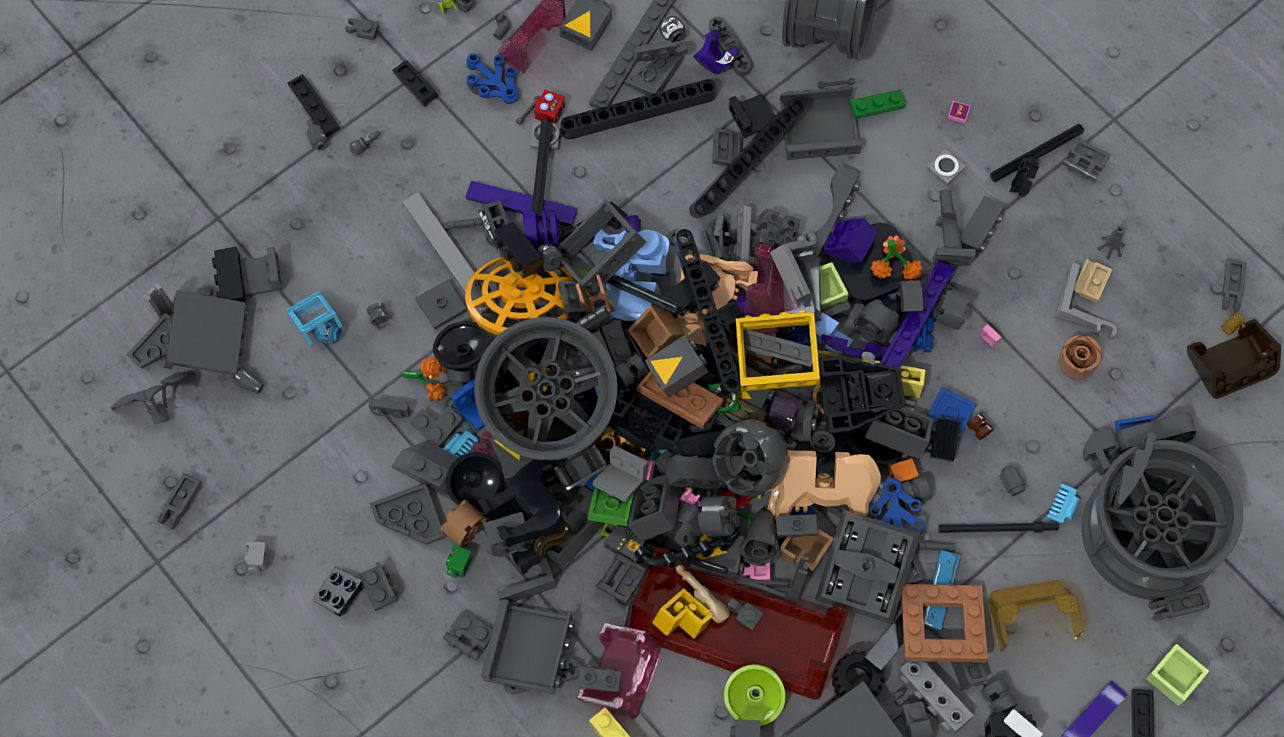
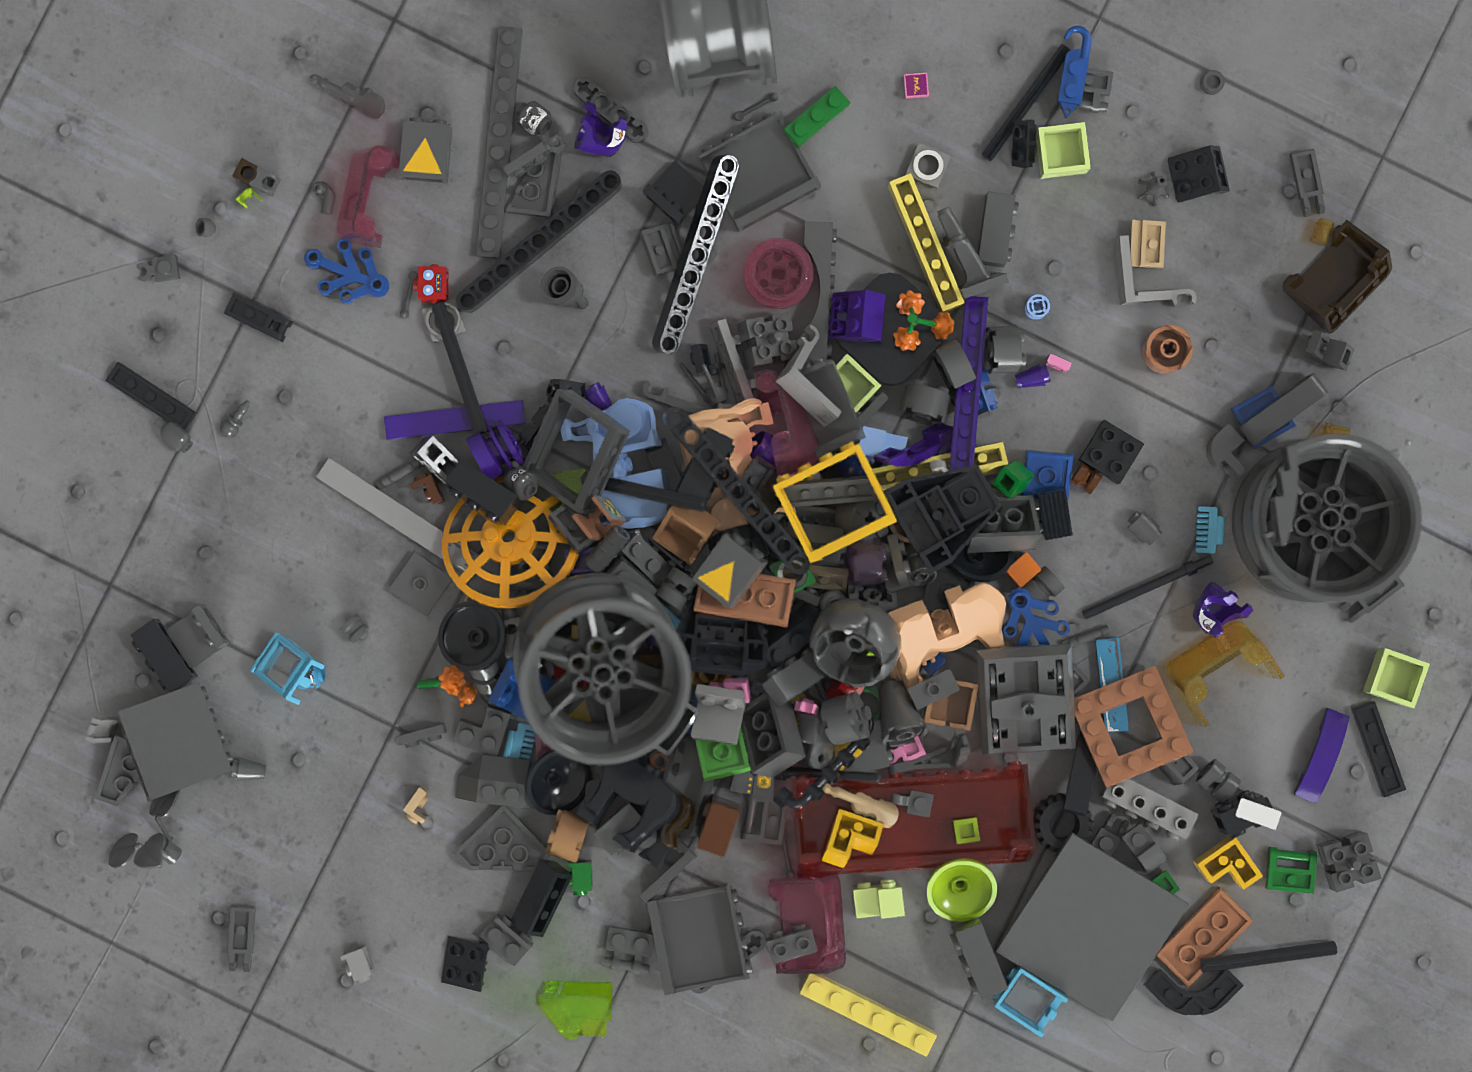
camera: 25 degrees left, 20 degrees up
(359, 455) = (418, 800): none -> tan bracket
(408, 12) = (205, 227): none -> dark grey hinge
(409, 650) = (576, 1007): none -> clear neon green windscreen
(420, 562) = (541, 898): none -> black brick
(481, 239) = (432, 488): none -> reddish brown bracket
(583, 556) = (718, 825): none -> reddish brown brick
(642, 143) = (563, 288): none -> dark grey hat
(683, 676) = (879, 899): none -> yellowish green brick
(778, 652) = (966, 830): none -> lime plate
(799, 206) = (764, 253): none -> clear pink wheel
(923, 214) = (925, 243): none -> light yellow brick
(923, 400) = (1013, 479): none -> green brick
(968, 339) = (1033, 377): none -> dark purple cone
(990, 295) = (1035, 311): none -> light blue wheel
(1008, 415) = (1111, 451): none -> black brick
(1047, 562) = (1217, 608): none -> dark purple piece
(1052, 190) = (1062, 150): none -> yellowish green piece
(1080, 143) = (1074, 72): none -> blue plate
(1150, 246) = (1198, 173): none -> black bracket
(1183, 191) = (1212, 82): none -> dark grey tile
(1206, 408) = (1328, 351): none -> dark grey brick

